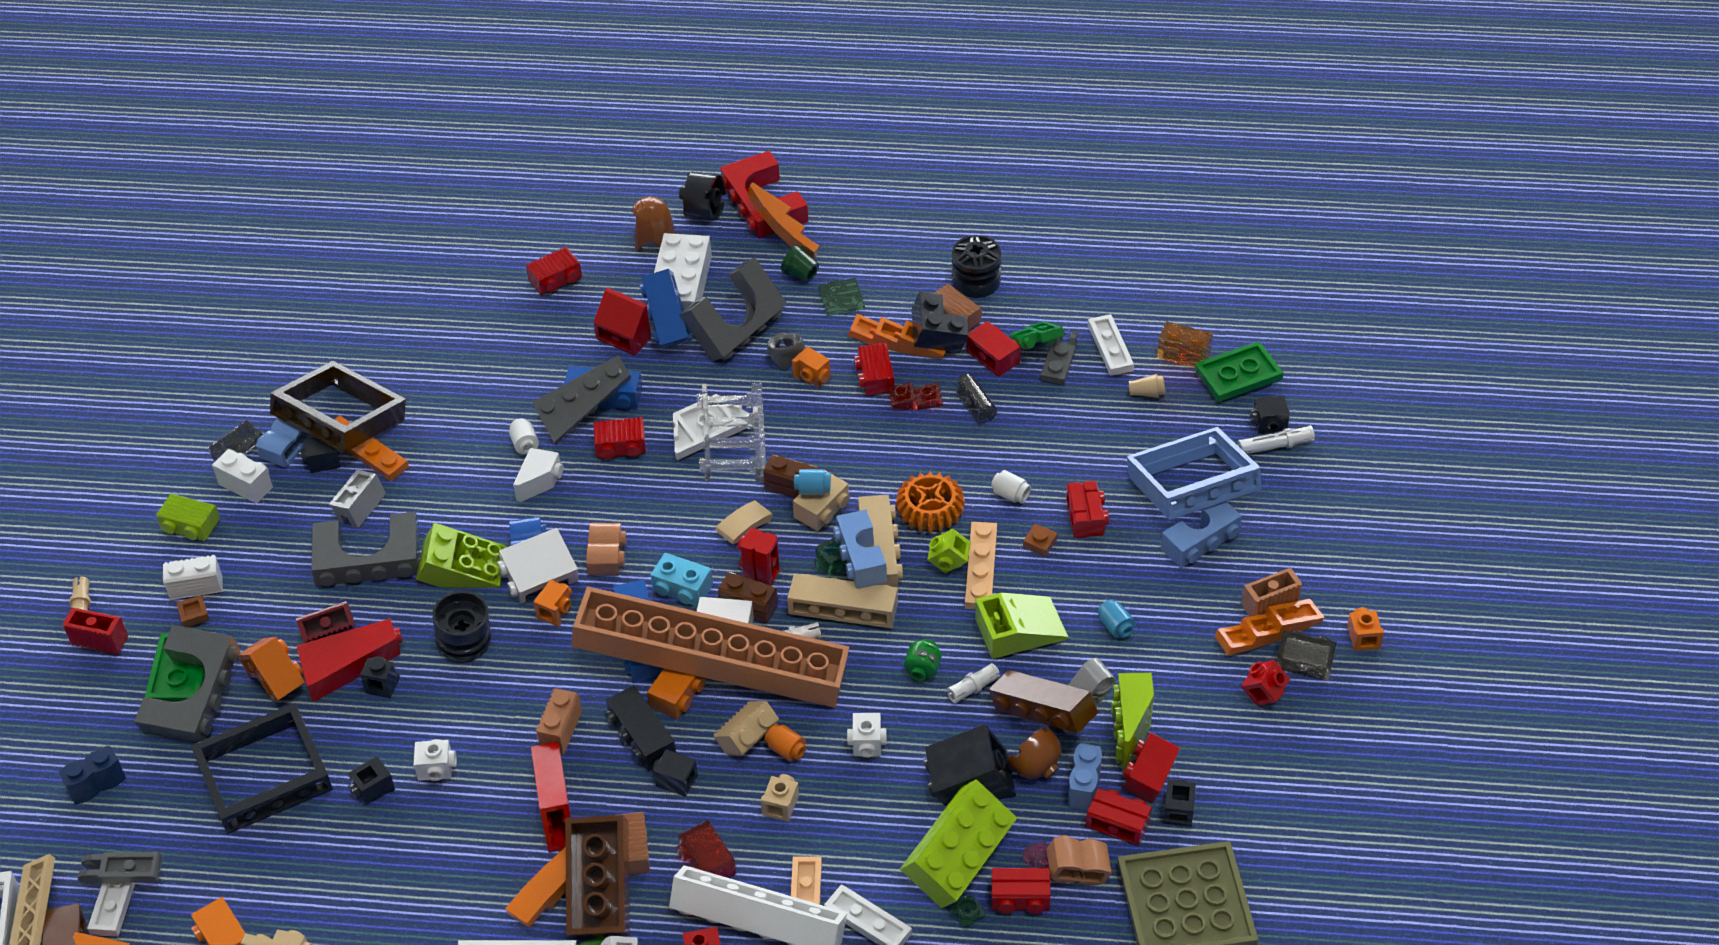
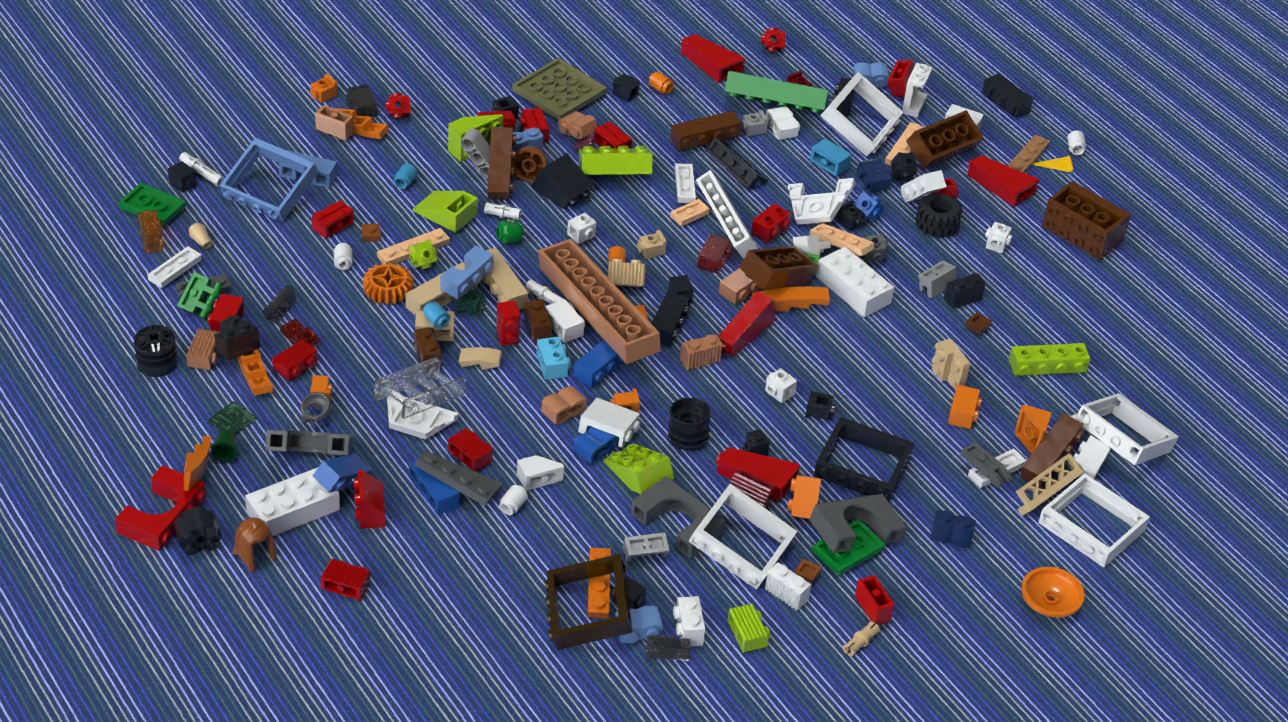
camera: 135 degrees left, 5 degrees down
(291, 596) = (755, 514): none -> white window

